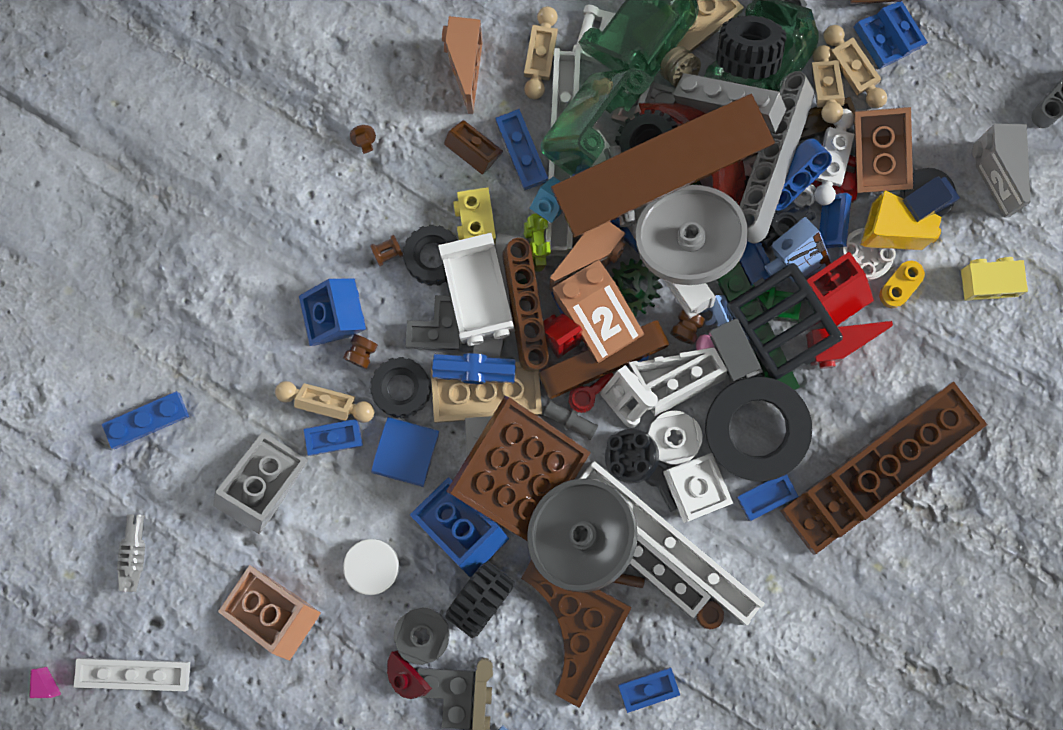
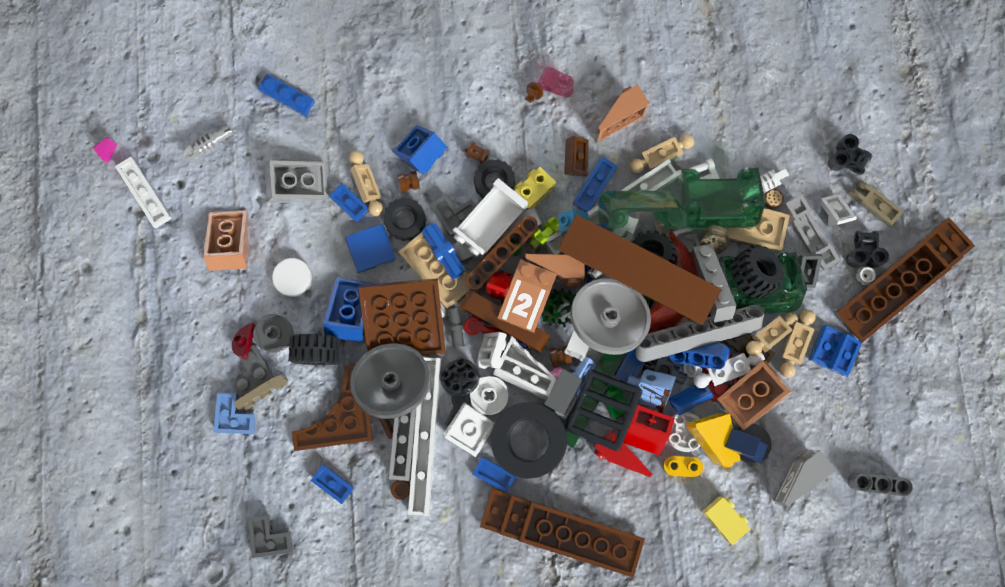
camera: 55 degrees right, 0 degrees up
(369, 107) = (555, 81): none -> clear pink piece

